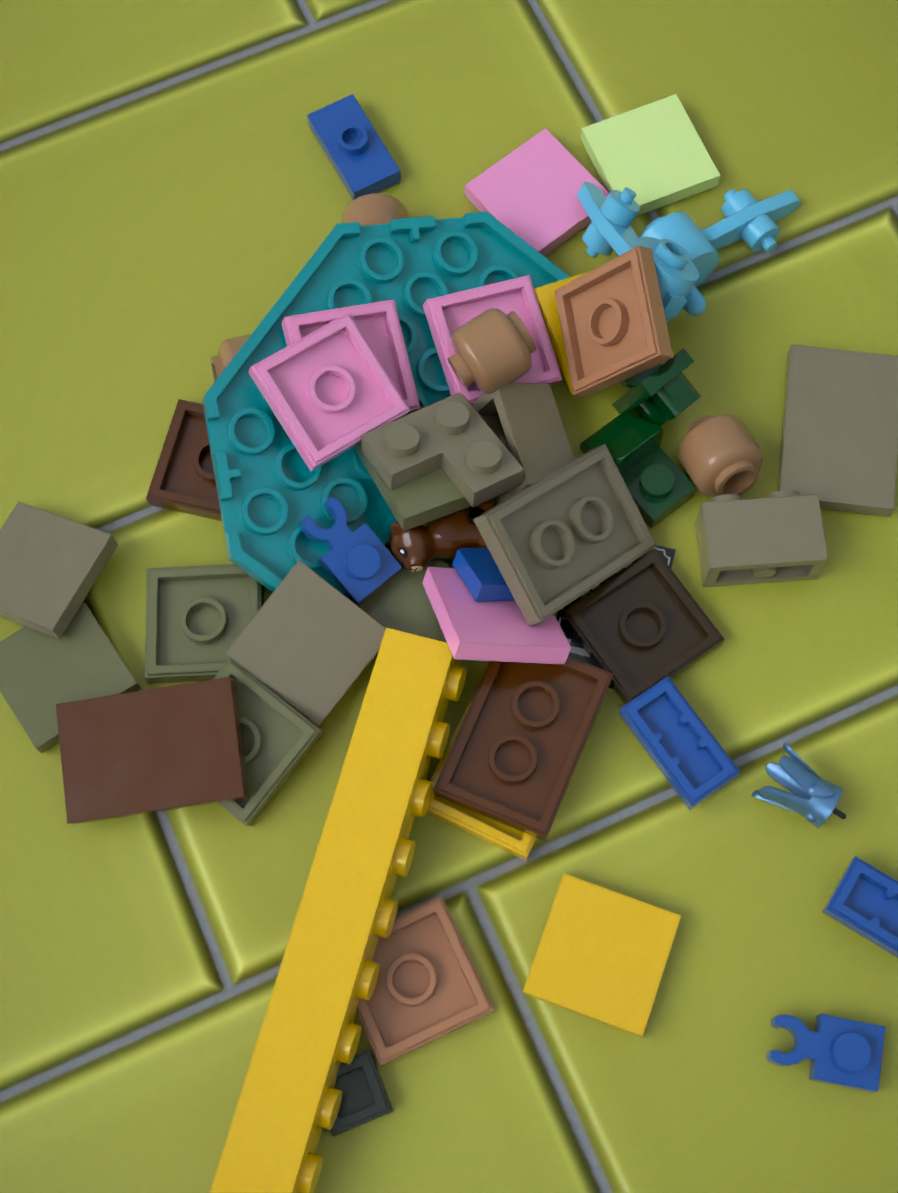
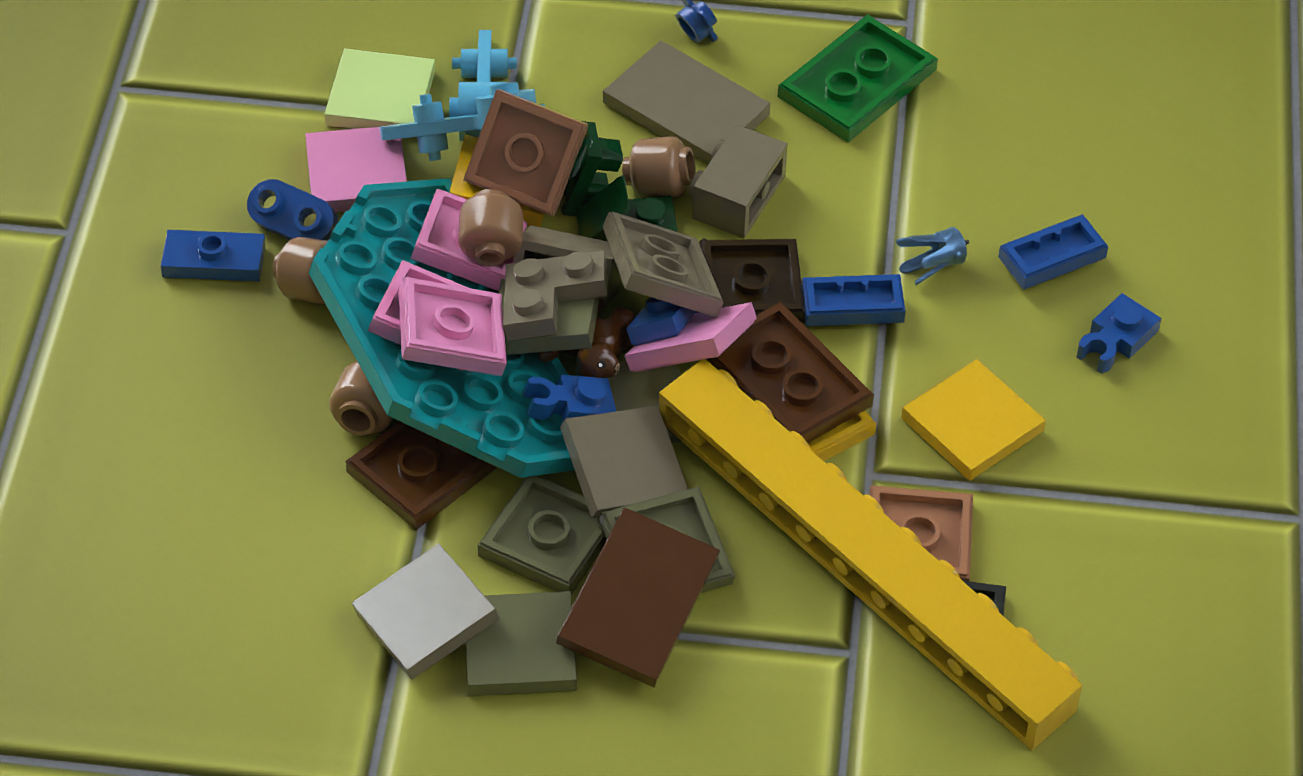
camera: 65 degrees left, 20 degrees down
(440, 169) = (290, 210): none -> blue plate

